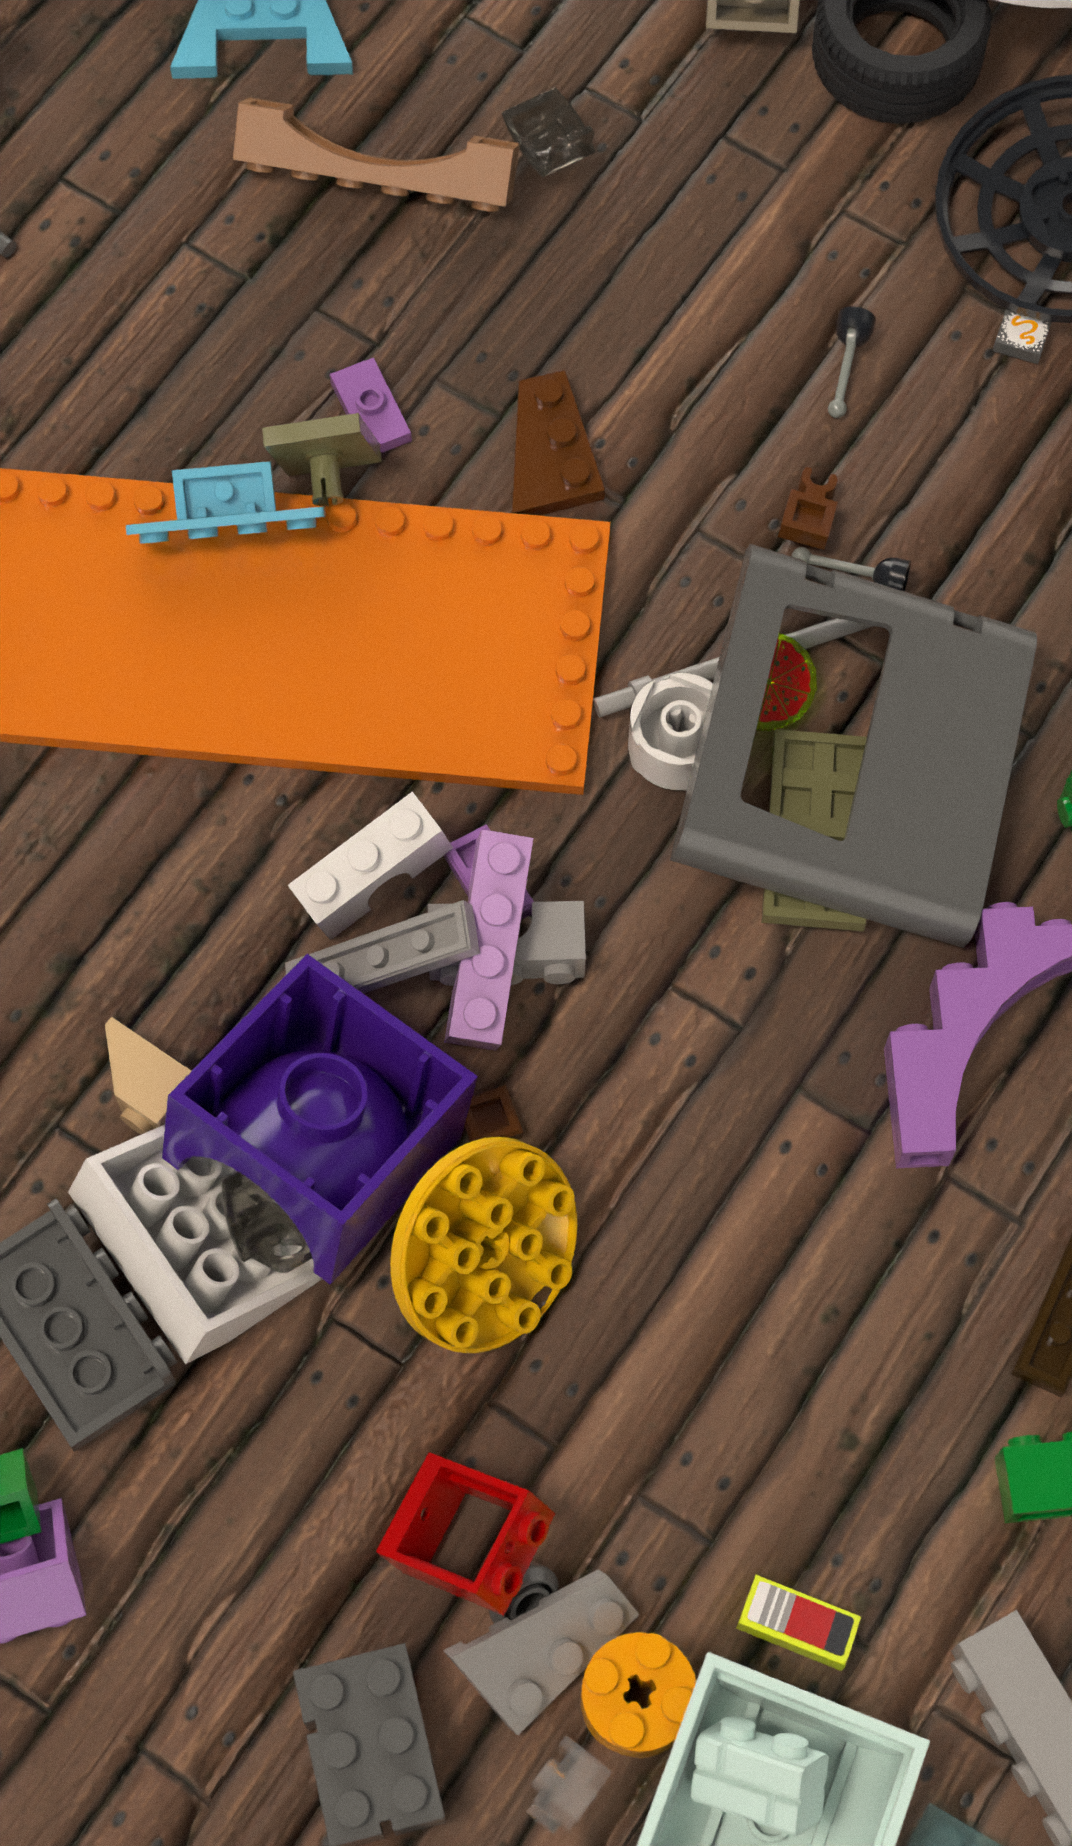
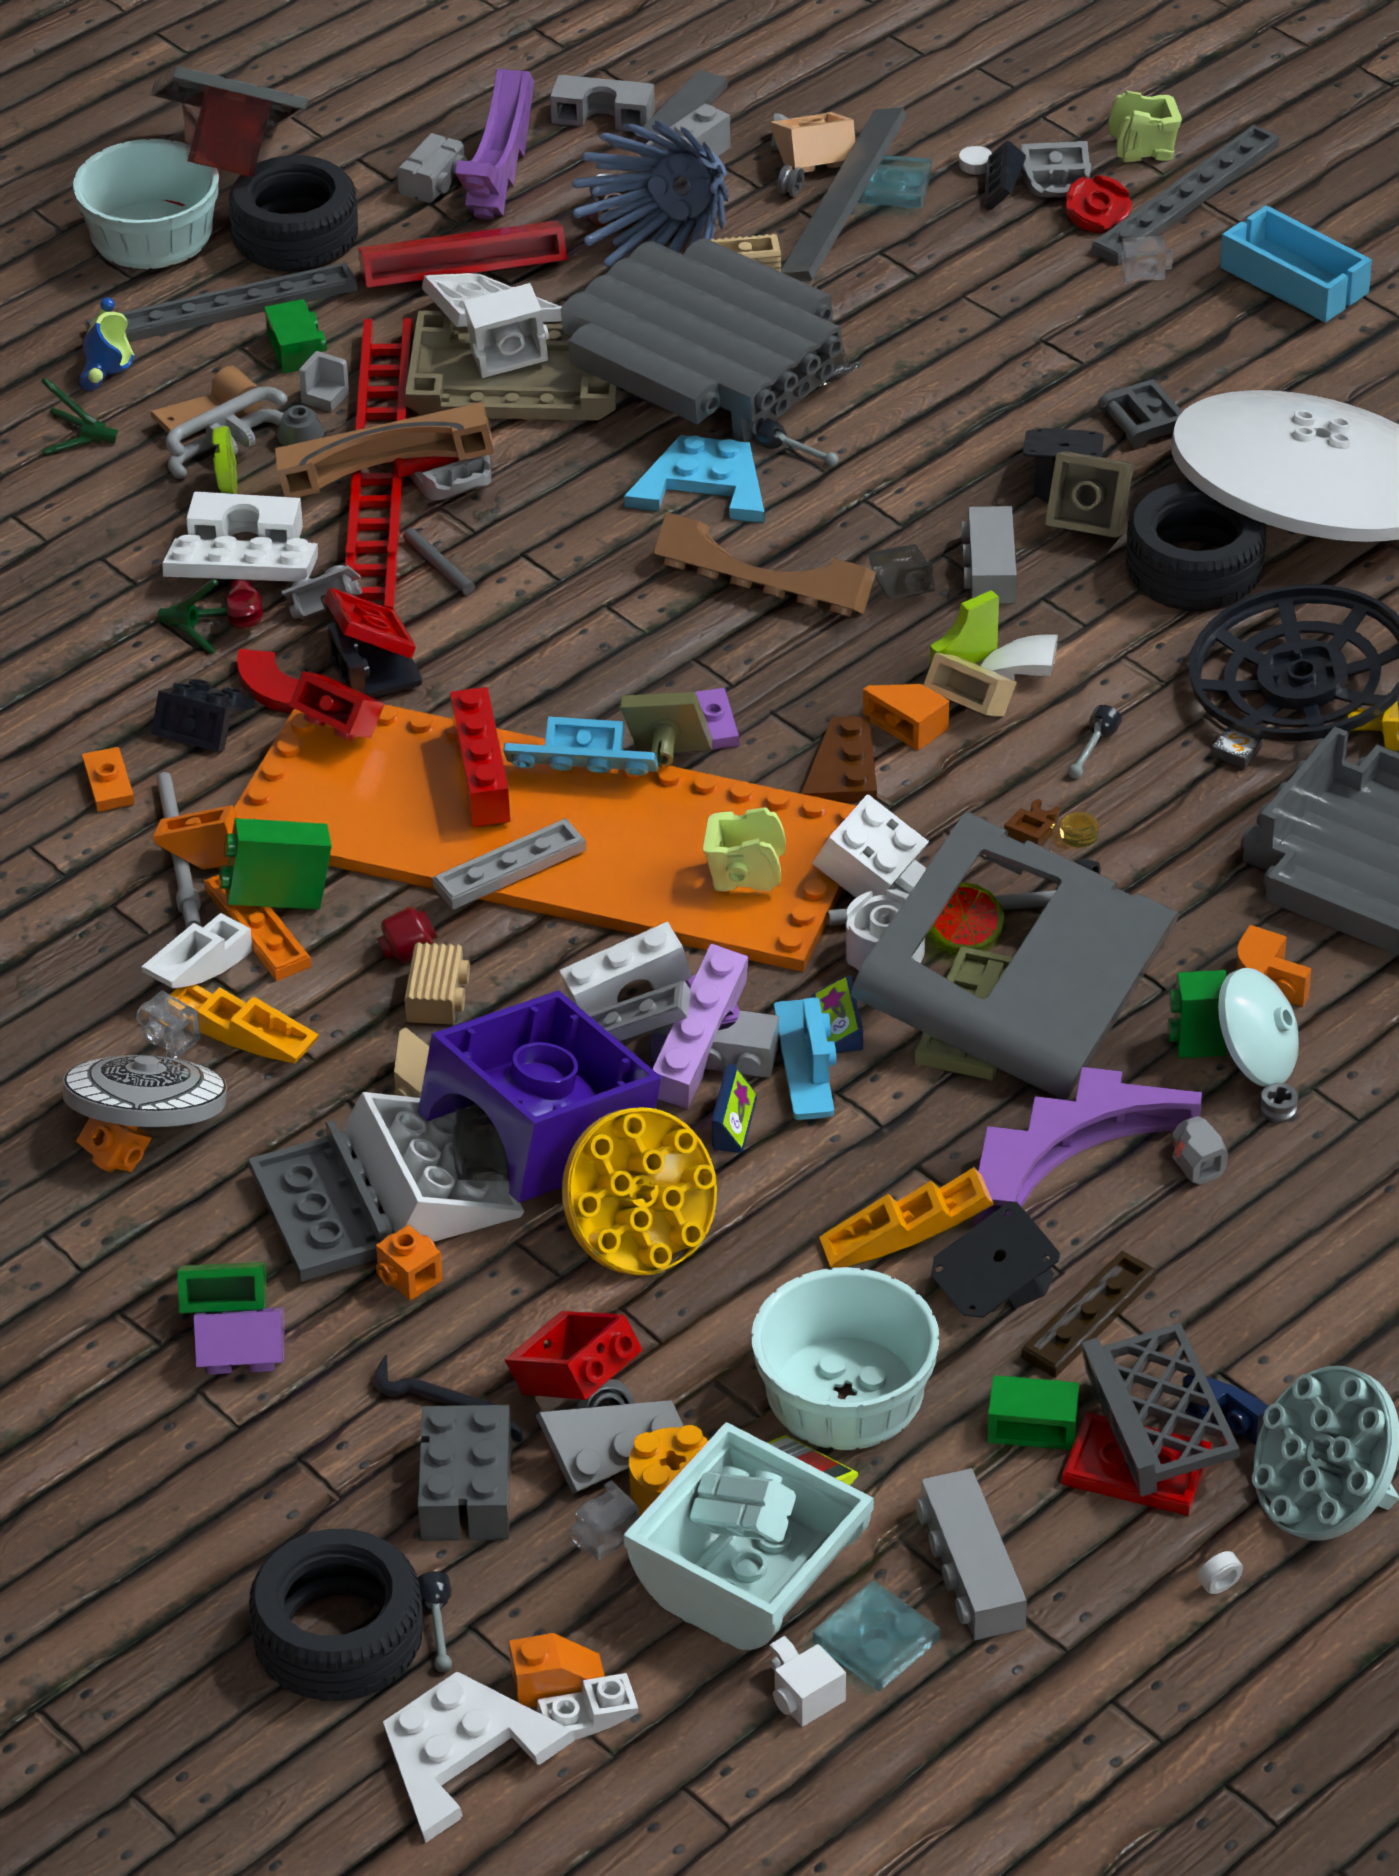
camera: 15 degrees right, 25 degrees down
(72, 848) = (403, 931): none -> dark red head
(98, 545) = (481, 756): none -> red arch
(128, 921) = (435, 984): none -> tan brick
(174, 705) = (509, 863): none -> light grey tile
(220, 1420) = (409, 1262): none -> orange brick
(305, 1607) = (429, 1392): none -> black piece
(488, 613) = (745, 849): none -> yellowish green piece
(558, 1054) = (733, 1112): none -> slope
(611, 357) = (907, 712): none -> orange slope
(627, 944) = (806, 1056): none -> medium azure bracket
(638, 610) = (872, 852): none -> white brick
(646, 869) = (843, 1014): none -> slope
(649, 85) = (989, 552): none -> light grey brick
(661, 231) = (973, 632): none -> lime tile
(680, 304) = (969, 684): none -> tan brick
(728, 238) = (1024, 656): none -> white brick
(823, 1199) = (894, 1225): none -> light orange slope
(856, 1431) = (842, 1331): none -> light aqua piece
(865, 502) = (1079, 829): none -> clear yellow tile
(935, 1282) = (997, 1263): none -> black piece

